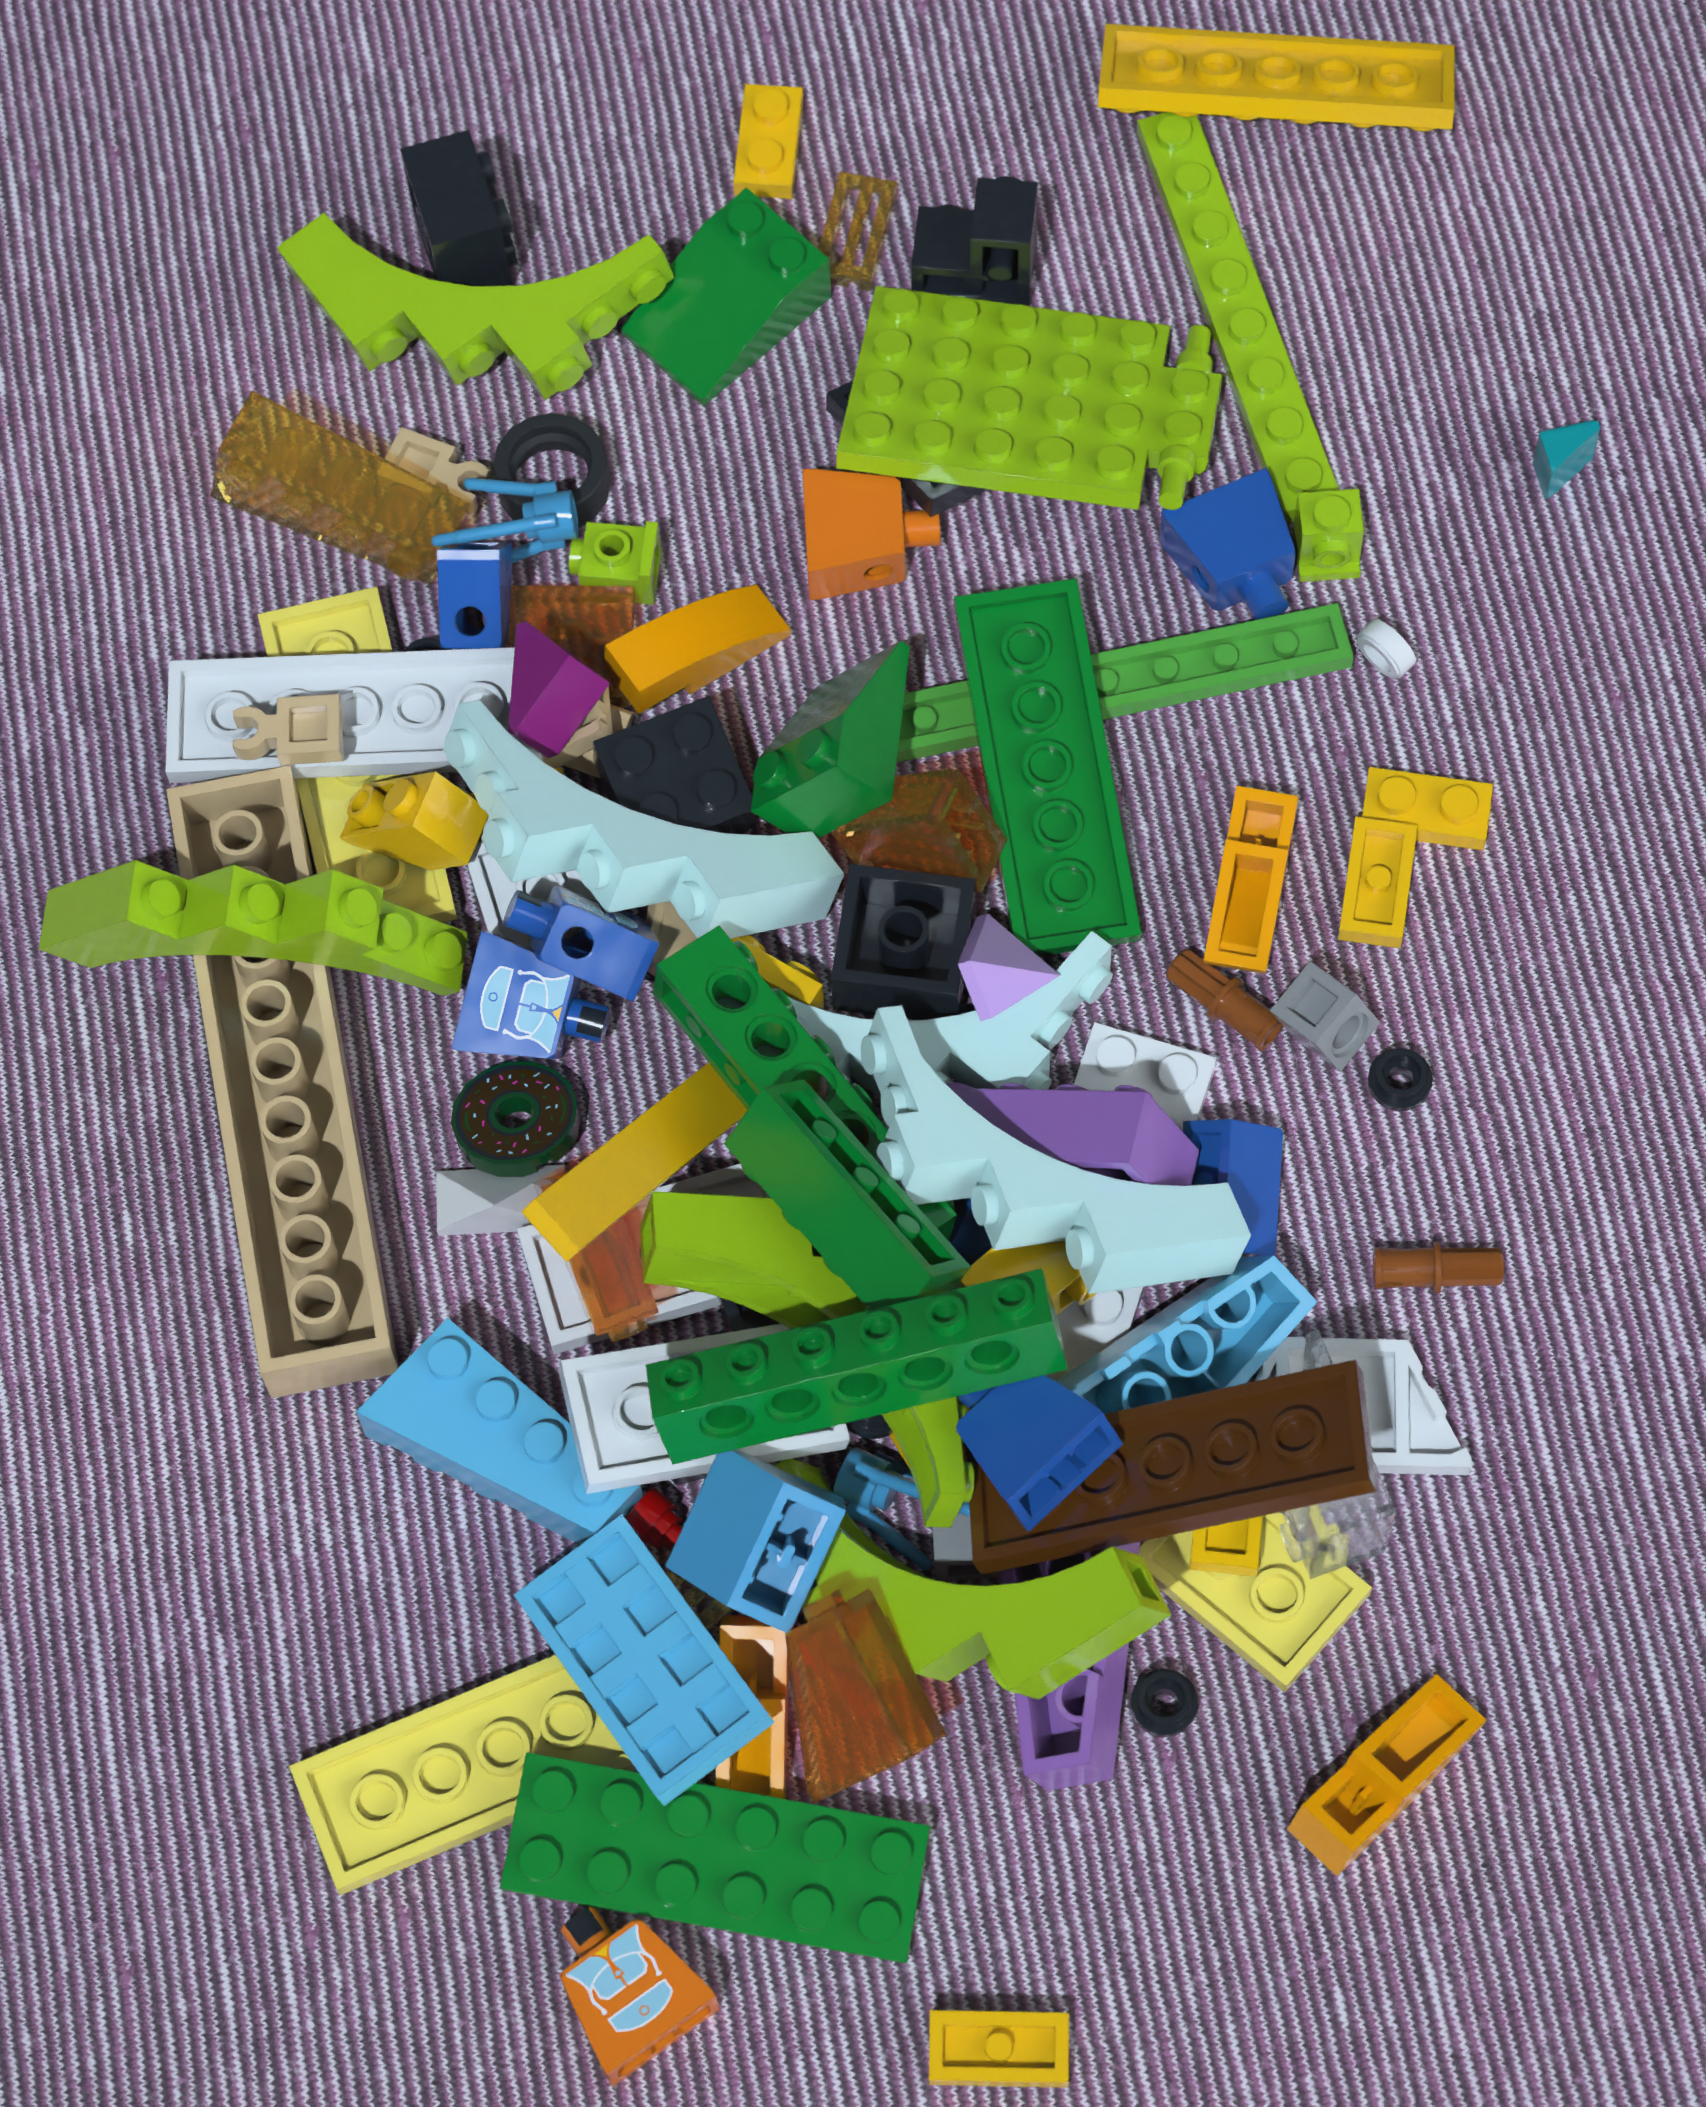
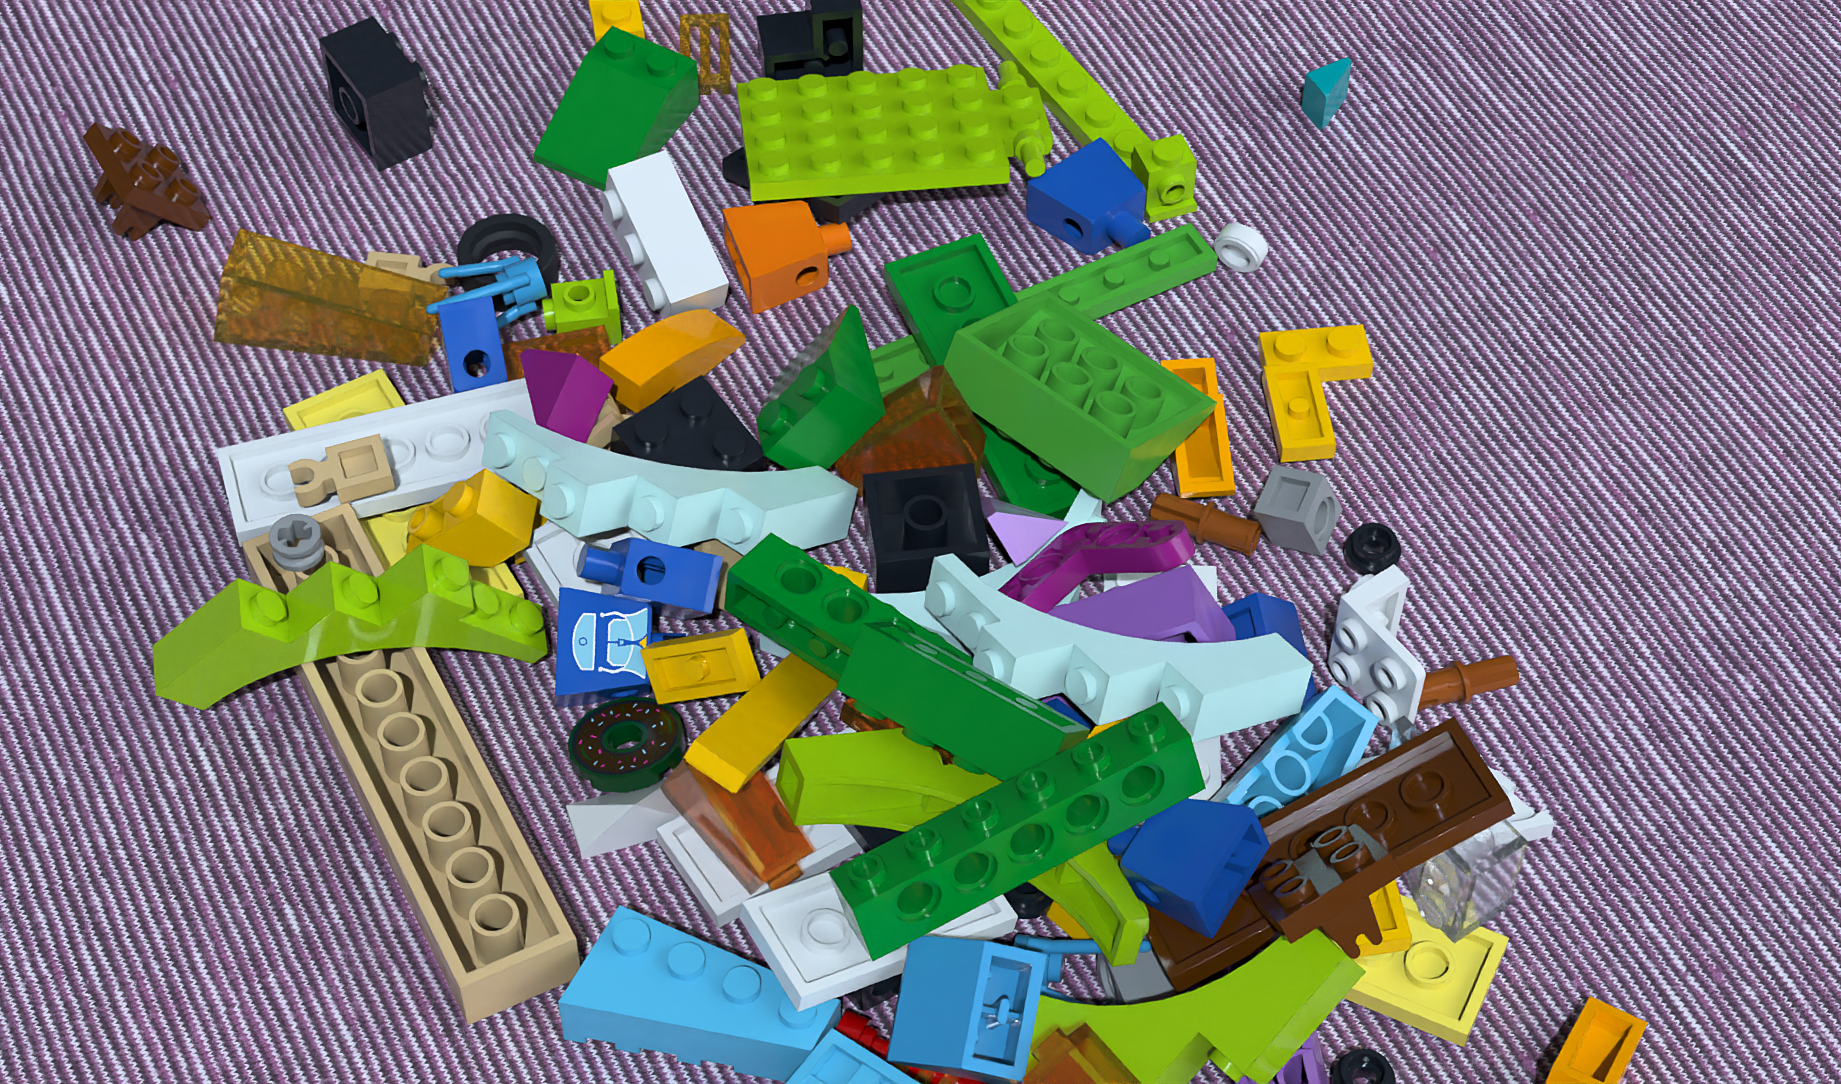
camera: 20 degrees left, 15 degrees down
(176, 279) = (145, 181): none -> reddish brown plate
(213, 792) = (284, 534): none -> light grey bush
(468, 326) = (403, 169): lime arch -> none
(606, 1060) = (700, 666): none -> yellow plate
(726, 492) = (662, 236): none -> white wedge
(1047, 1024) = (1098, 550): none -> magenta beam
(1115, 815) = (1074, 393): none -> bright green slope
(1144, 1527) = (1328, 889): none -> reddish brown plate
(1340, 1182) = (1367, 652): none -> white bracket

